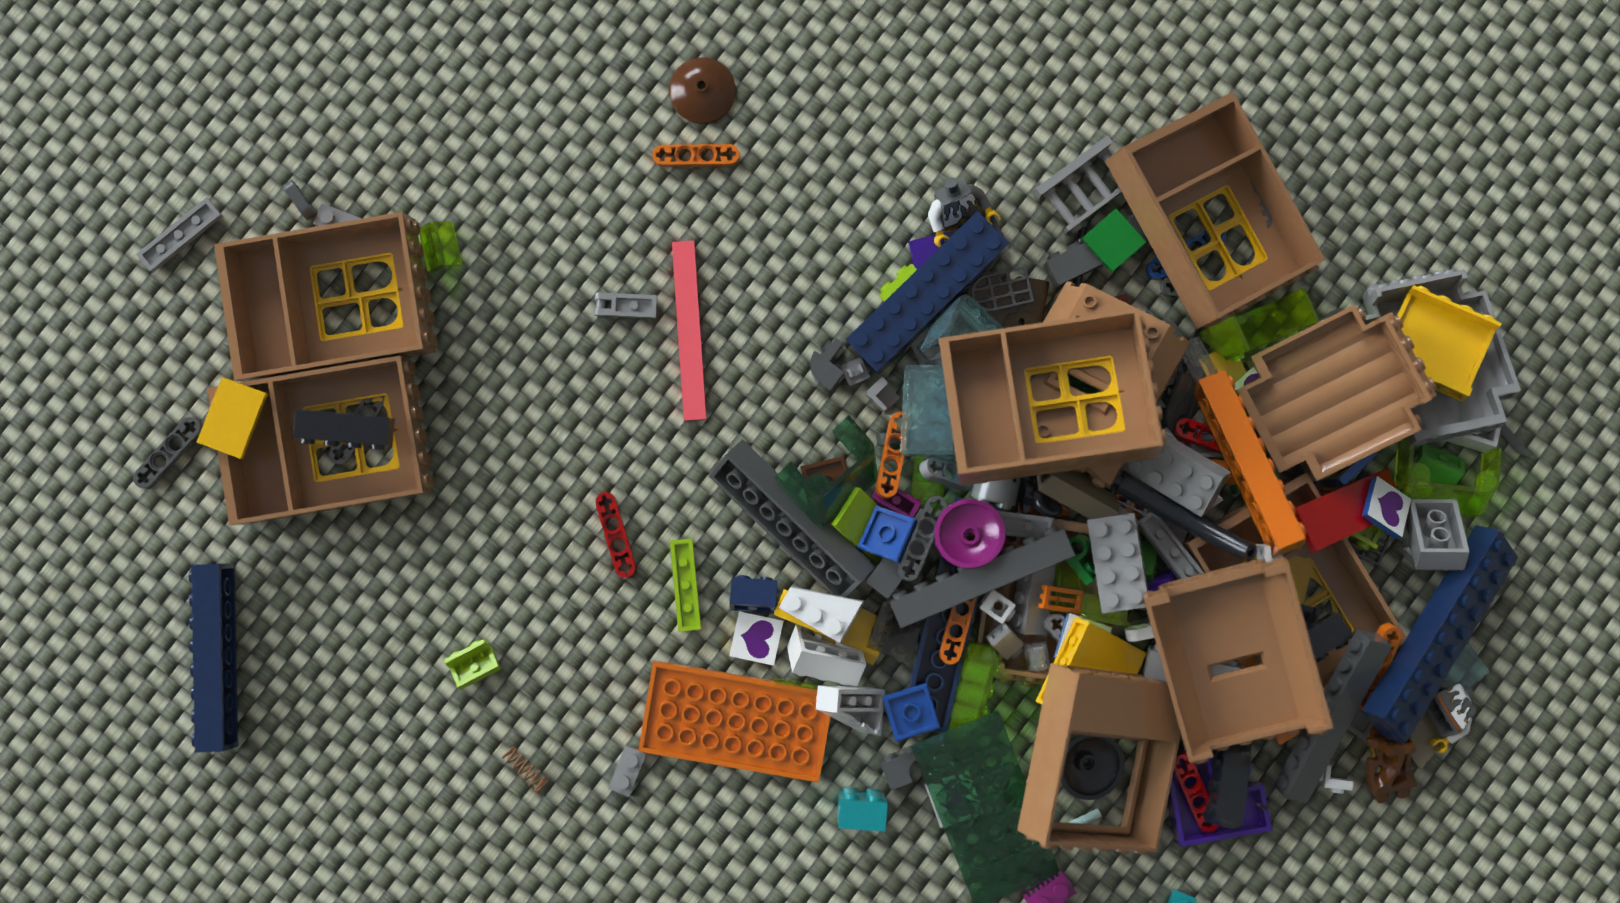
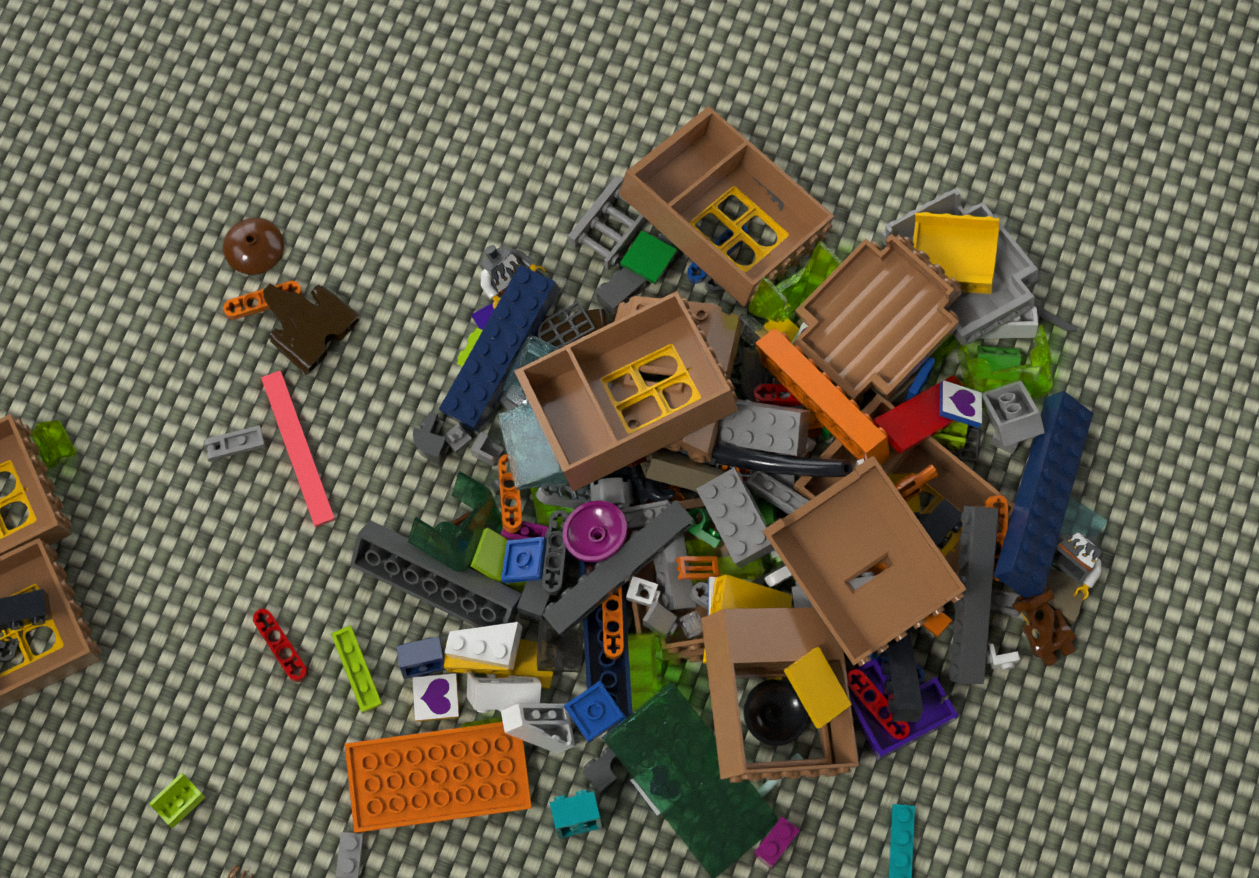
camera: 10 degrees left, 15 degrees down
(735, 200) = (308, 326): none -> dark brown rock
(1144, 768) = (817, 687): none -> yellow tile
(1311, 583) = (913, 483): none -> orange arm

